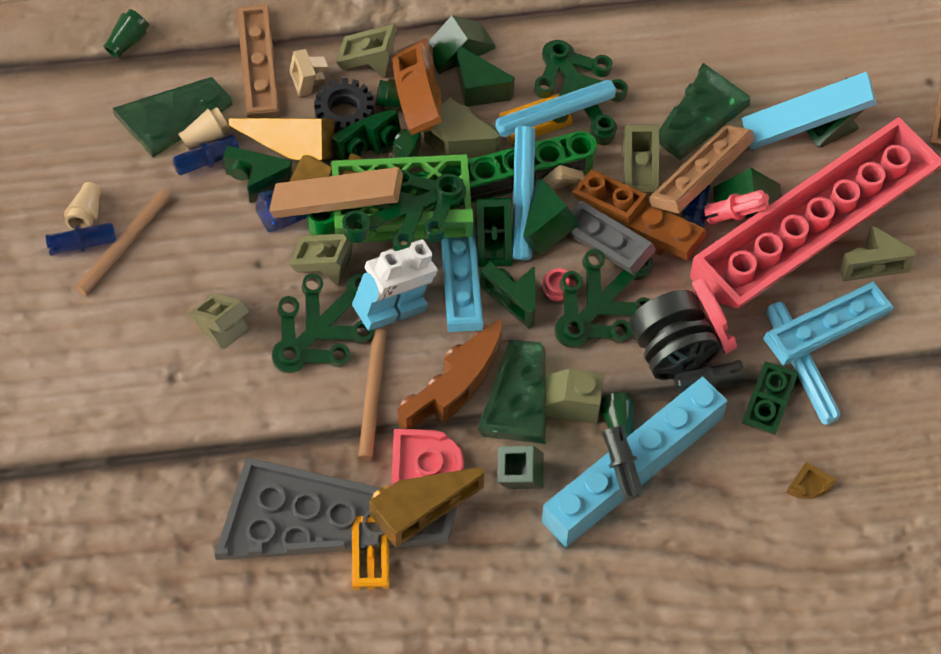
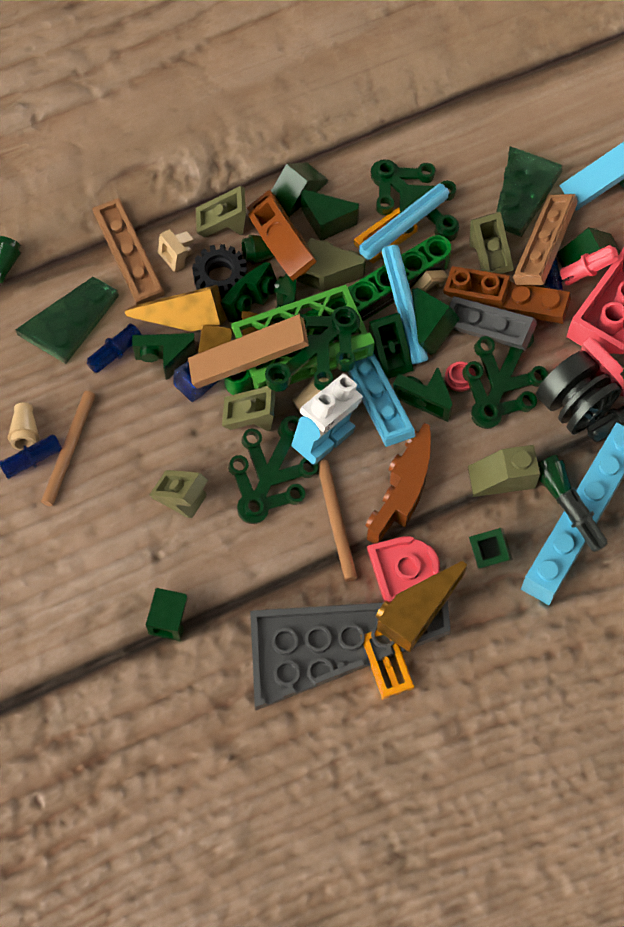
camera: 15 degrees left, 5 degrees up
(157, 435) = (166, 614): none -> dark green panel
(206, 128) = (105, 324): tan cone -> none
(518, 396) = (463, 485): clear green wing -> none

